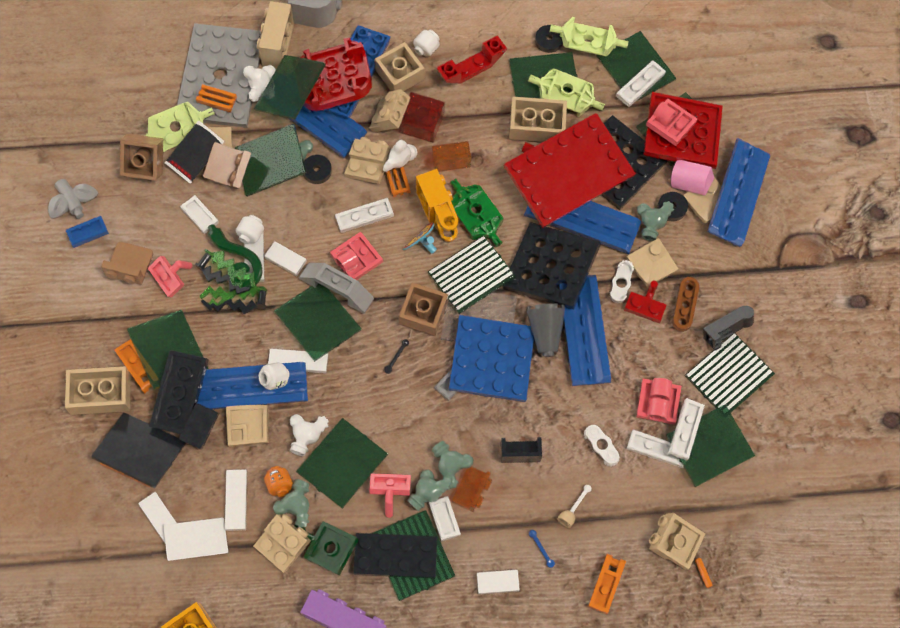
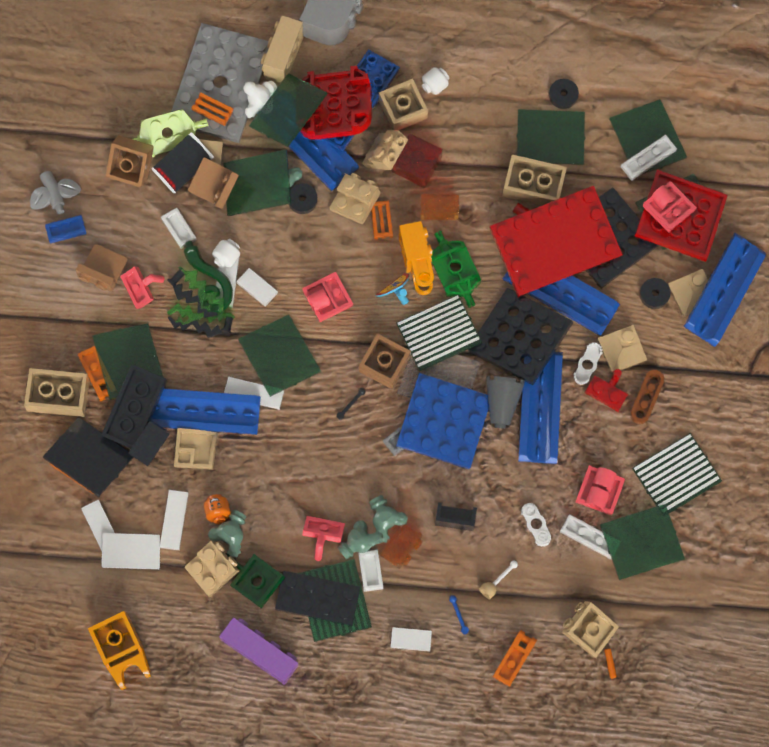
camera: 10 degrees right, 5 degrees up
(274, 376) = (228, 406): white head -> none
(306, 433) = (250, 466): white animal -> none
(338, 282) = (305, 321): light grey slope -> none
(342, 463) = (281, 500): clear green piece -> none
(364, 215) = (342, 254): white tile -> none
(400, 155) = (387, 199): white animal -> none
(474, 65) = (480, 111): red slope -> none
(578, 100) = (579, 166): yellowish green plate -> none
(601, 40) = (618, 103): yellowish green plate -> none
(654, 219) = (632, 304): sand green animal -> none
(686, 429) = (620, 522): white tile -> none
(691, 177) = (679, 267): bright pink brick -> none
(728, 325) = (685, 425): leg -> none

